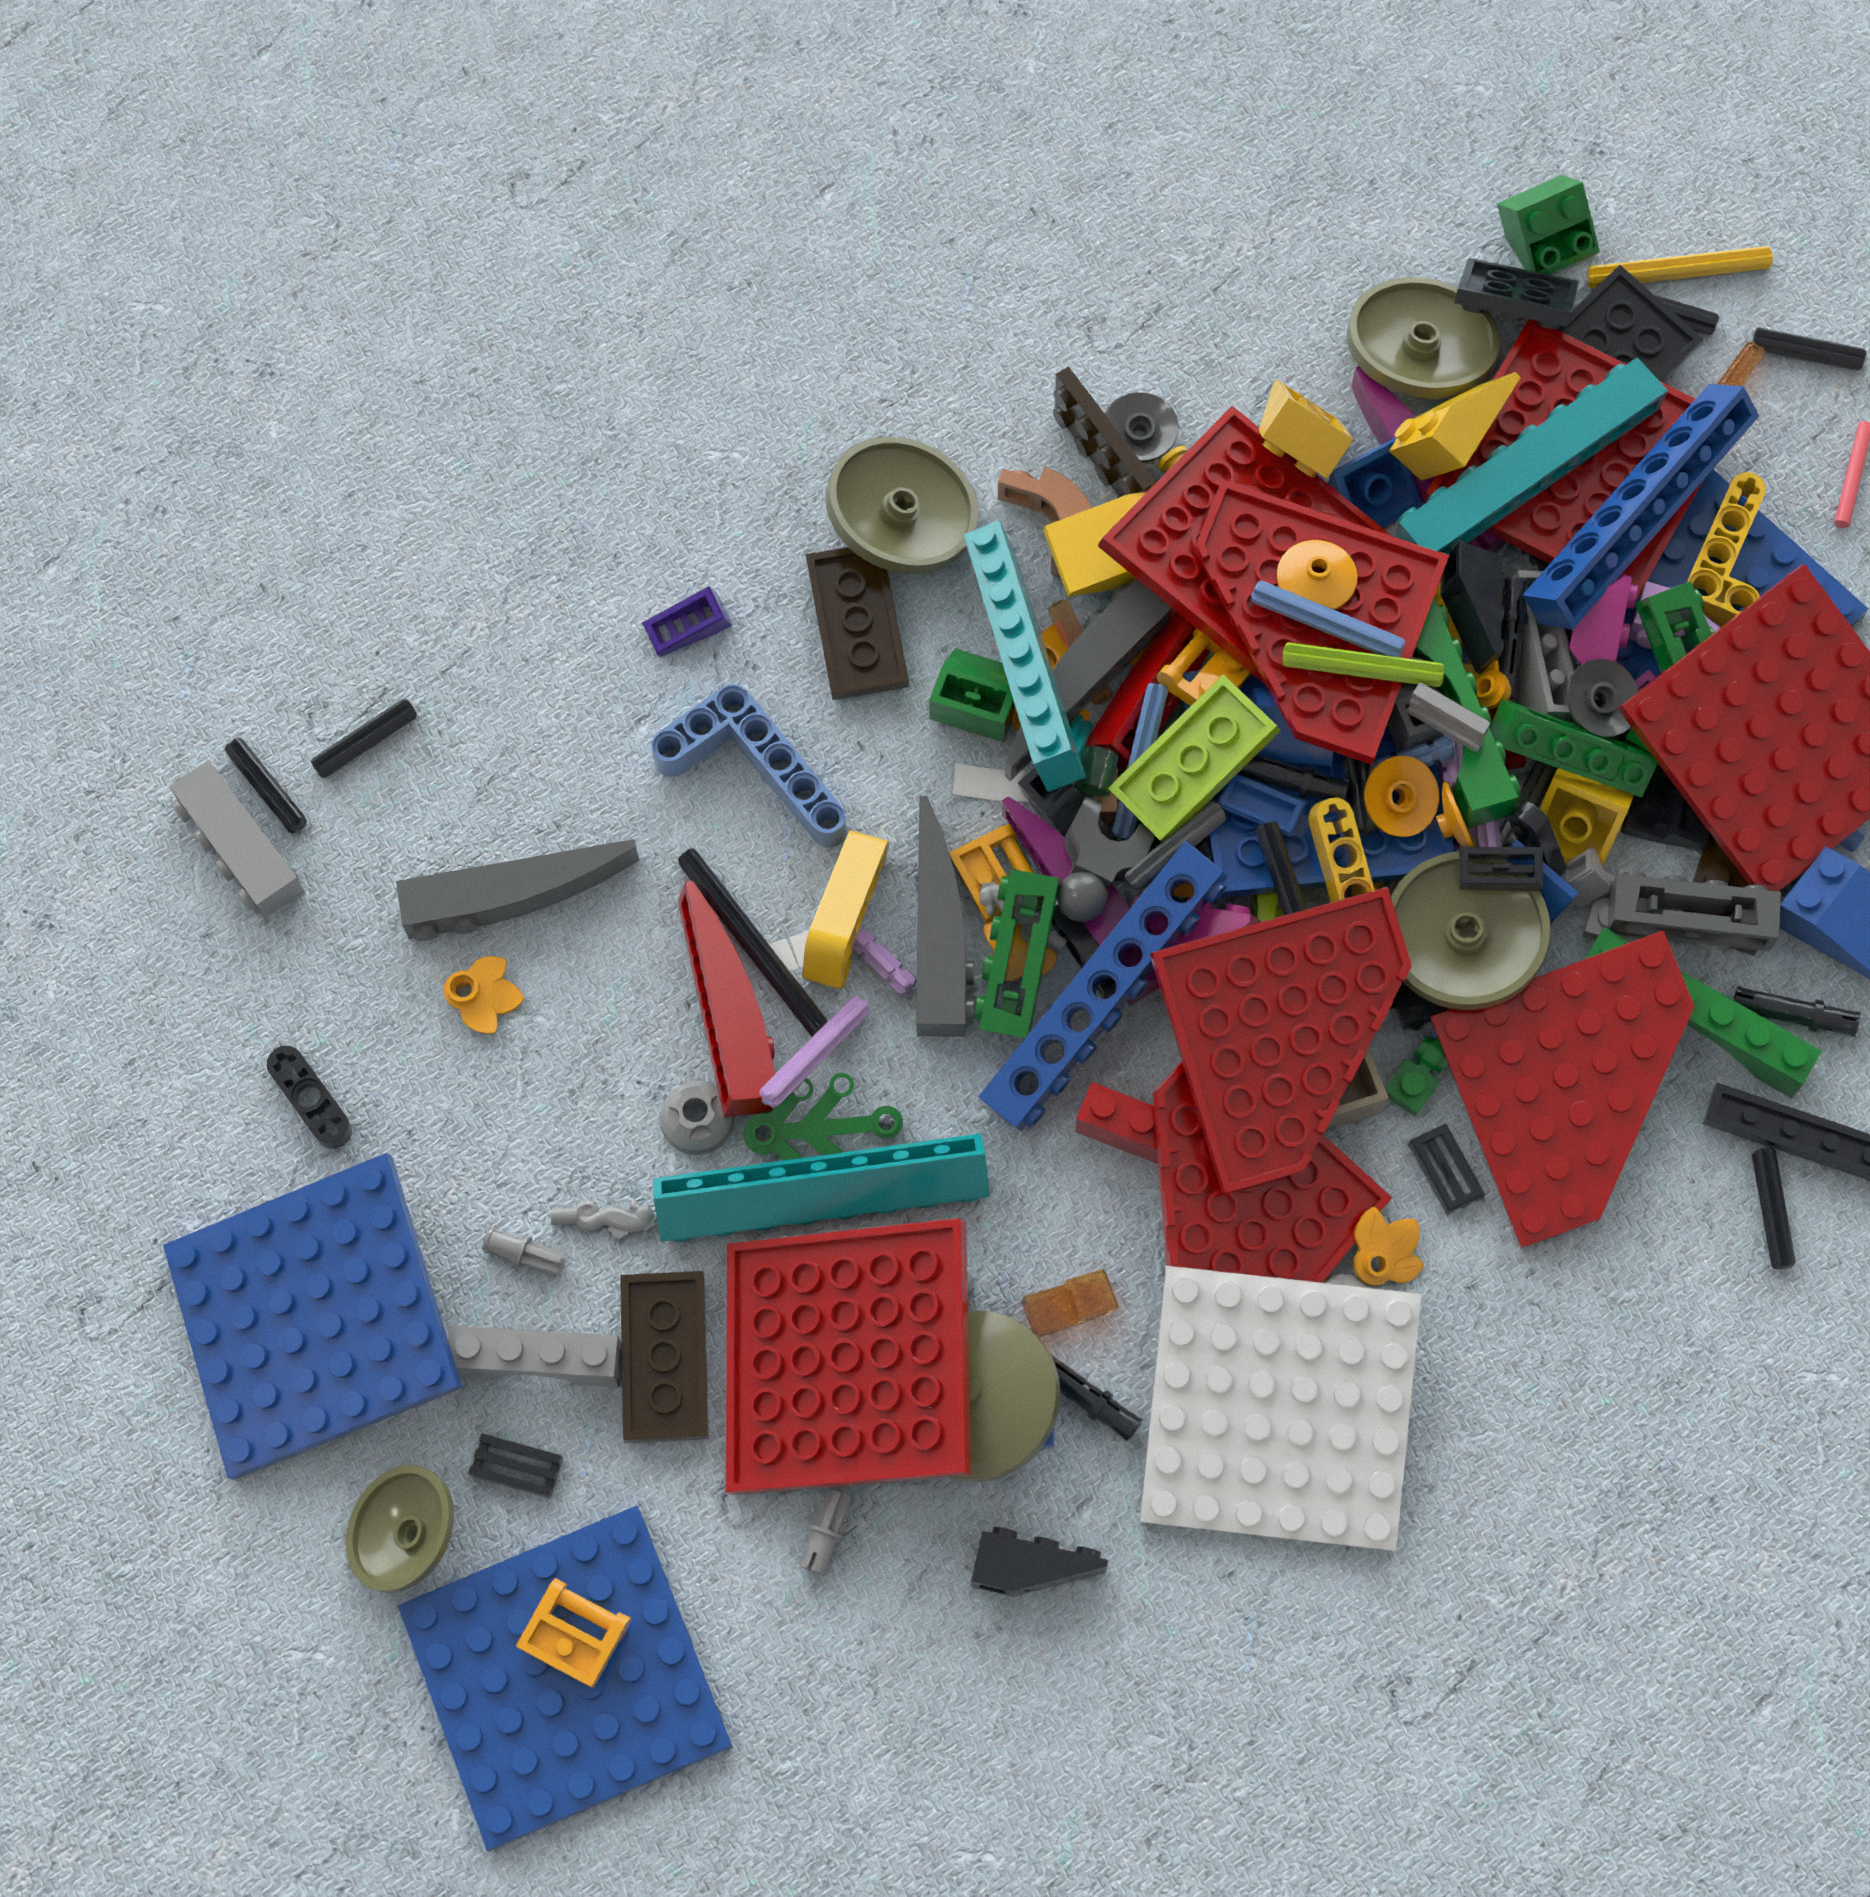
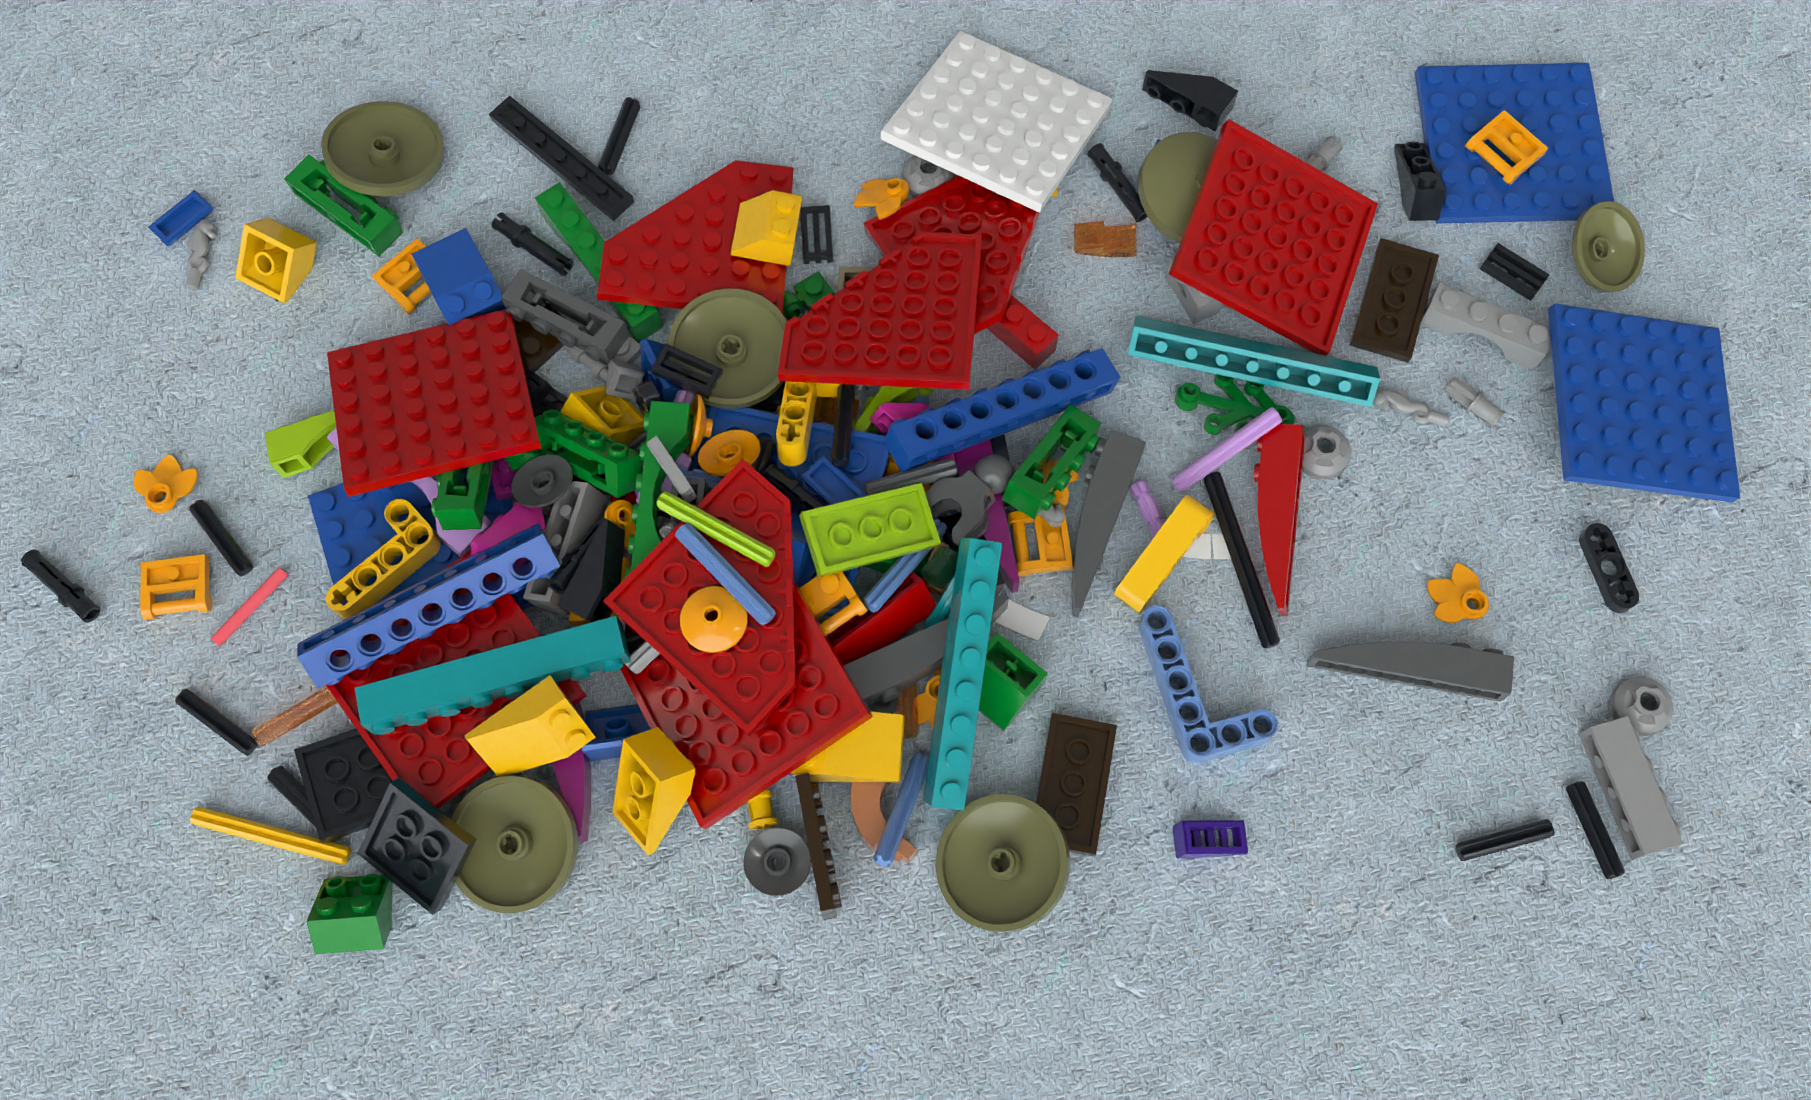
camera: 160 degrees left, 0 degrees up
(245, 961) = (1626, 702): none -> light grey piece
(682, 1554) = (1419, 182): none -> black slope
(1030, 513) = (901, 810): none -> medium blue axle
(1503, 1110) = (767, 227): none -> yellow slope

